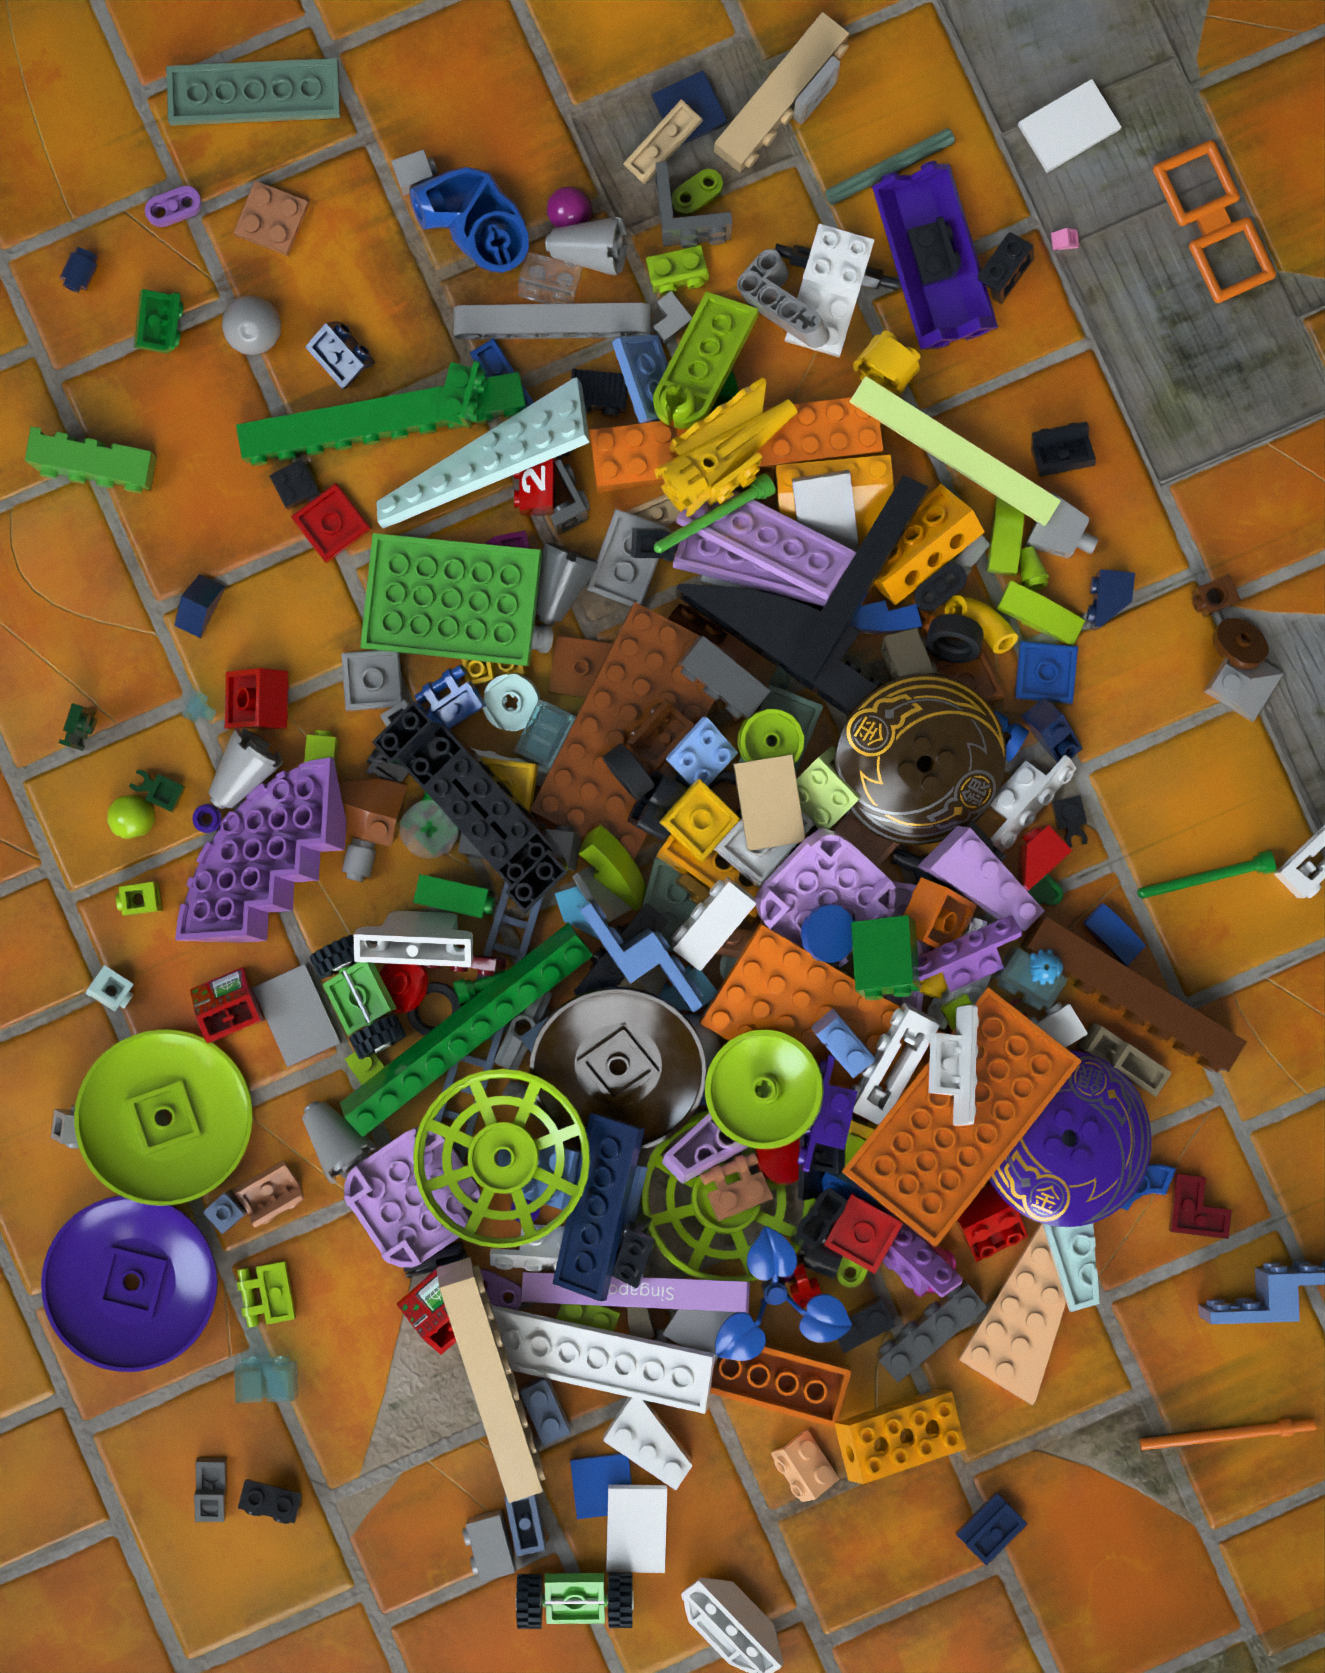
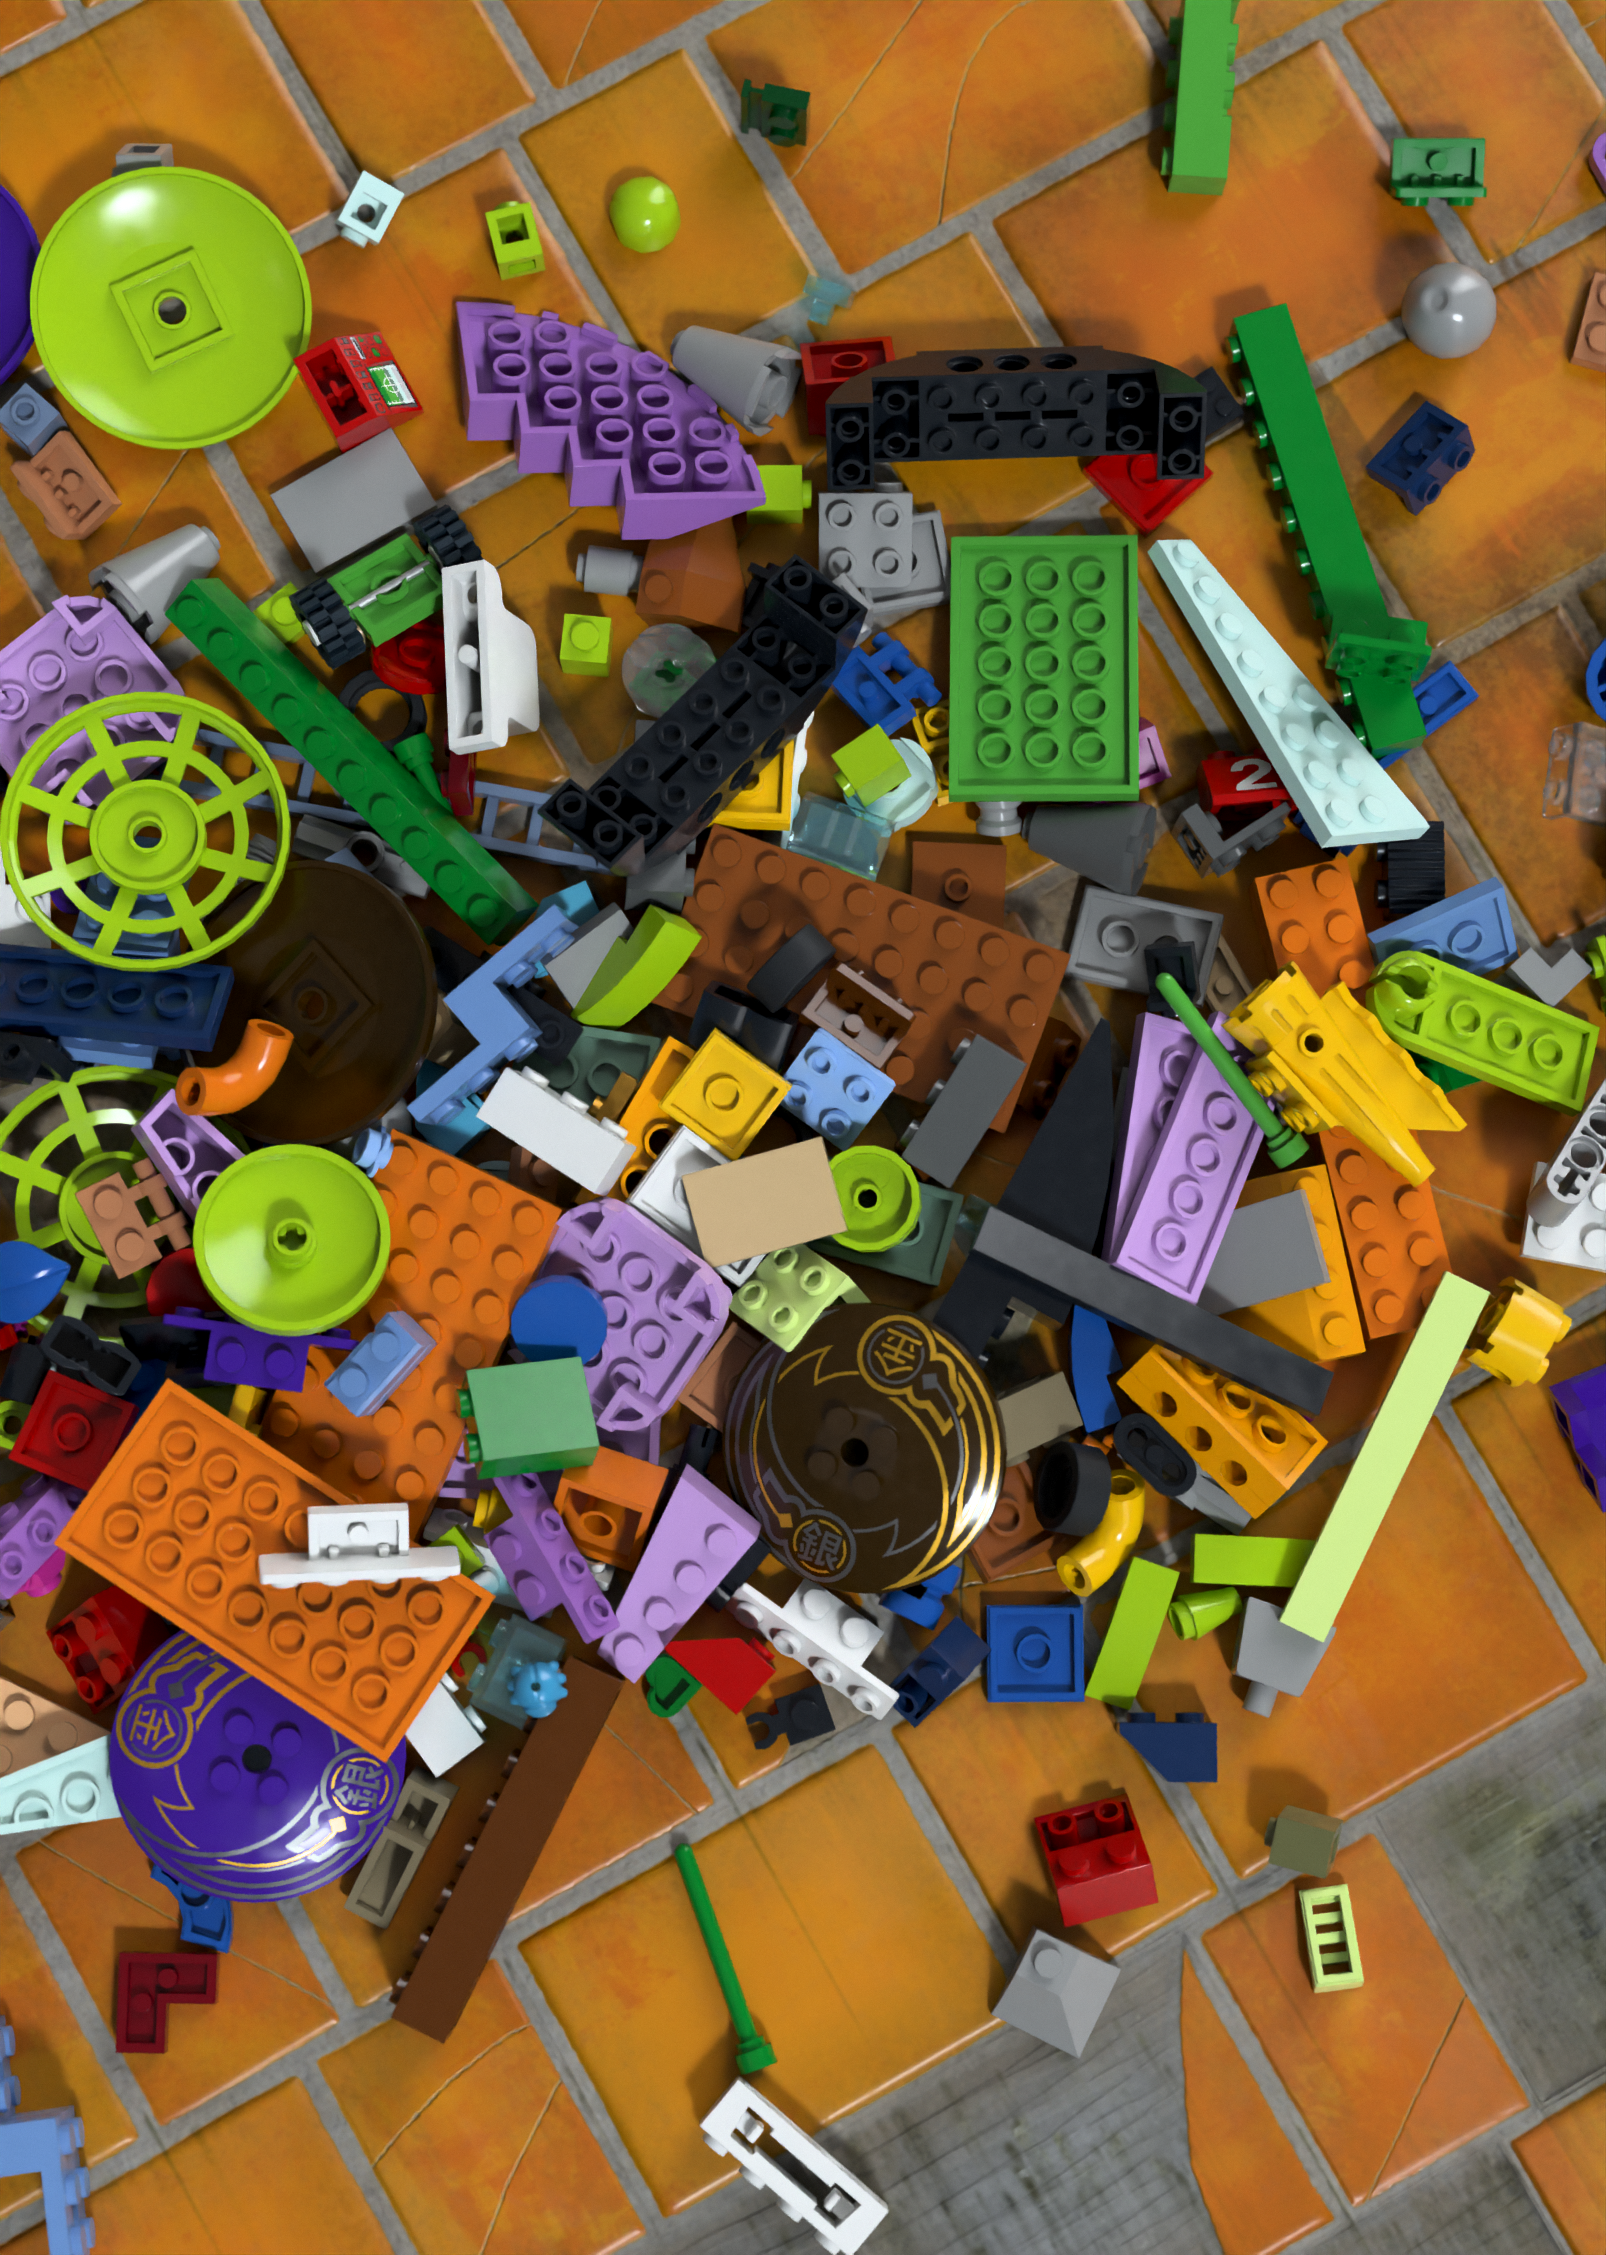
camera: 80 degrees right, 5 degrees down
(79, 270) = (1503, 42): dark blue brick -> none
(161, 791) = (690, 255): dark green plate -> none
(198, 605) = (992, 281): slope -> none
(198, 818) = (653, 318): dark purple plate -> none
(285, 597) = (1015, 407): none -> black slope
(353, 700) = (867, 535): none -> light grey bracket
(404, 878) = (586, 645): none -> lime brick
(454, 896) = (563, 719): green brick -> none
(503, 712) = (869, 766): none -> lime brick
(551, 321) = (1518, 785): light grey beam -> none
(661, 1112) = (241, 1078): none -> orange cylinder
(713, 1036) = (372, 1150): none -> light blue plate
(916, 1030) = (426, 1480): white brick -> none
(1062, 449) = (1412, 1642): black bracket -> none
(1114, 934) = (608, 1809): blue slope -> none
(1171, 649) = (1096, 1860): none -> red slope
(1172, 526) = (1303, 1841): none -> olive brick
(1226, 591) = (1213, 1937): reddish brown brick -> none
(1229, 528) = (1335, 1981): none -> yellowish green slope
(1240, 643) = (1119, 1976): reddish brown plate -> none

